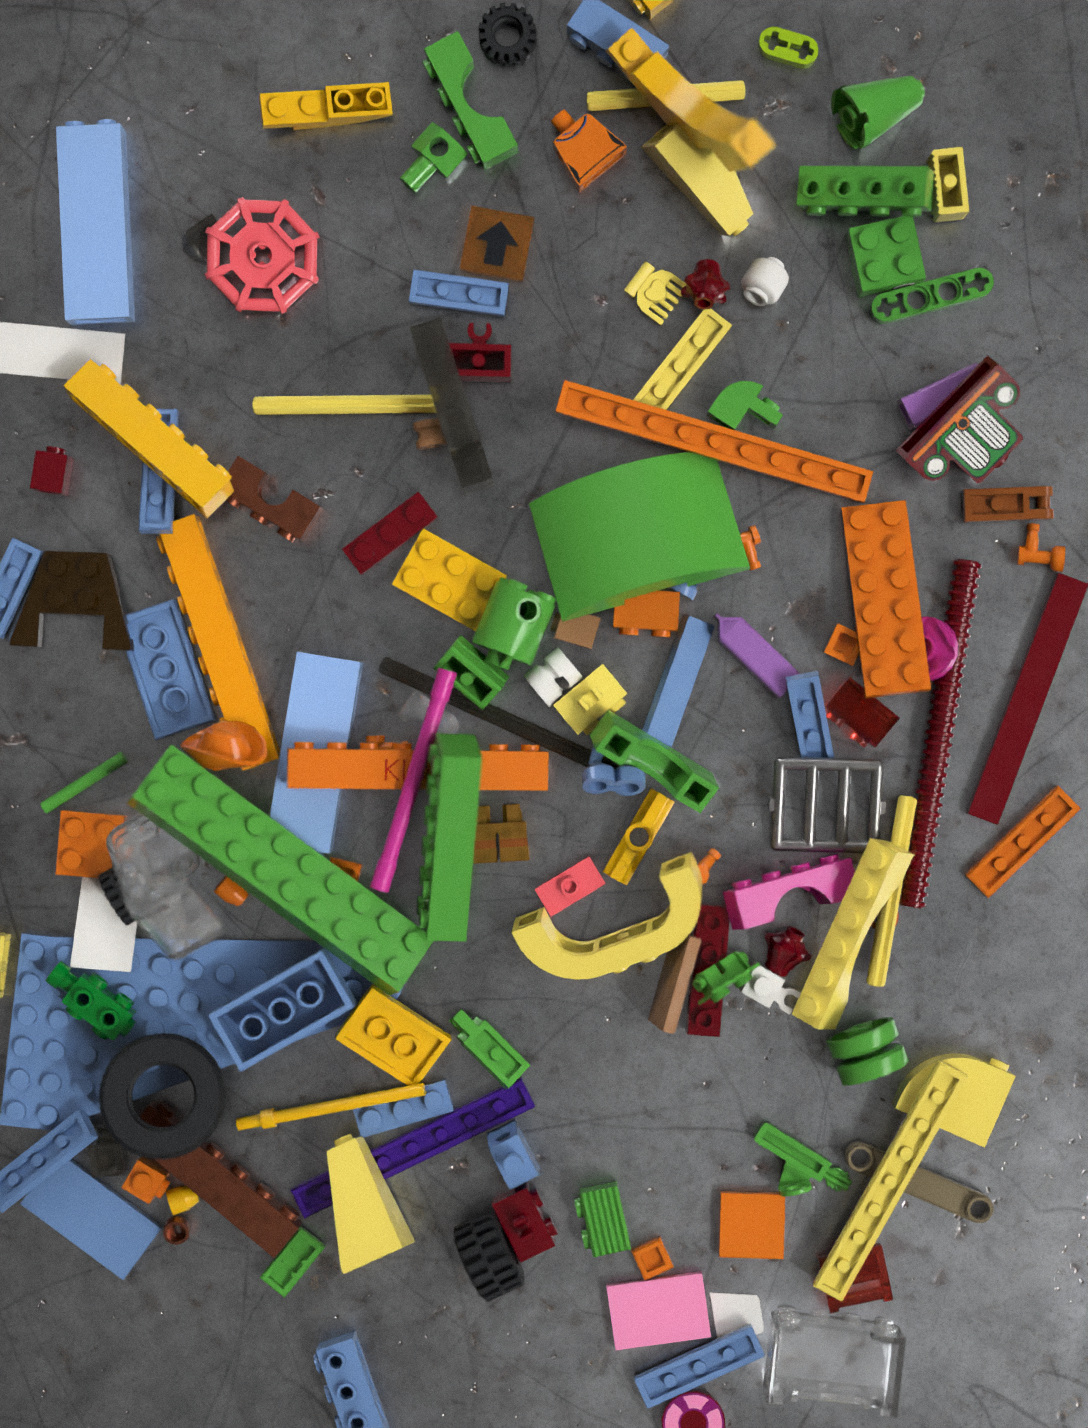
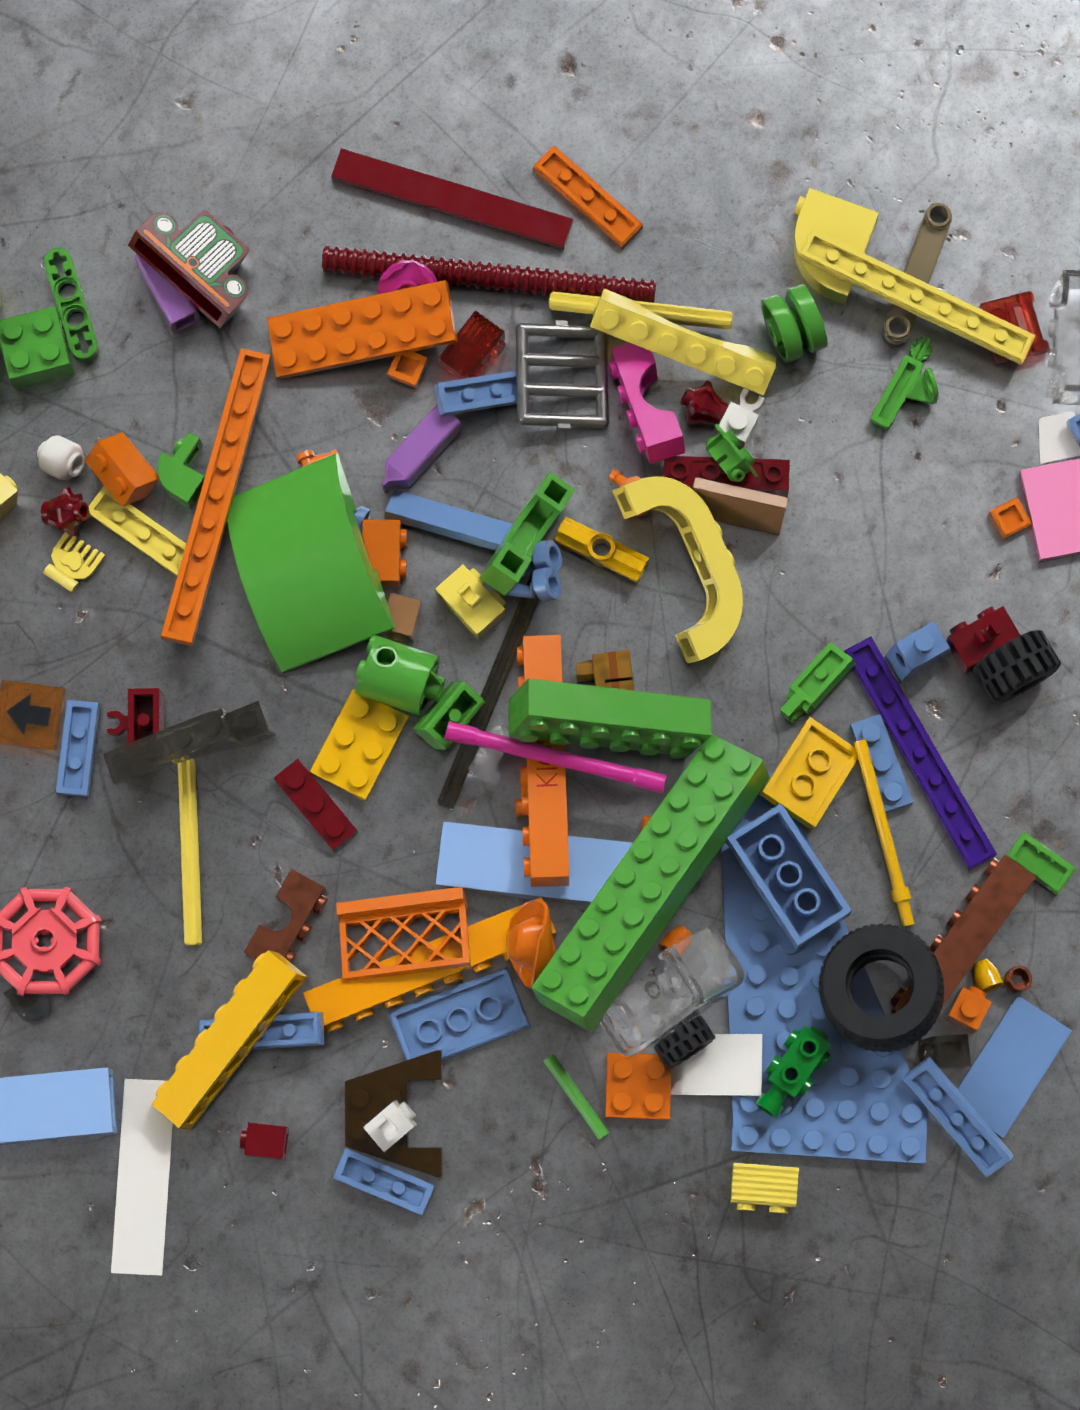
camera: 90 degrees left, 10 degrees down
(55, 597) = (391, 1124): none -> white brick
(275, 617) = (406, 908): none -> orange fence
(363, 1206) = (982, 789): light yellow slope -> none
(429, 434) = (216, 768): medium nougat wheel -> none
(553, 677) = (450, 637): white wheel -> none
(570, 886) = (653, 614): coral plate -> none
(603, 1218) = (975, 564): bright green brick -> none
(747, 344) = (122, 469): none -> orange brick
(751, 1225) = (970, 426): orange tile -> none
(1006, 504) = (268, 226): dark orange plate -> none
(1031, 554) = (318, 179): orange piece -> none

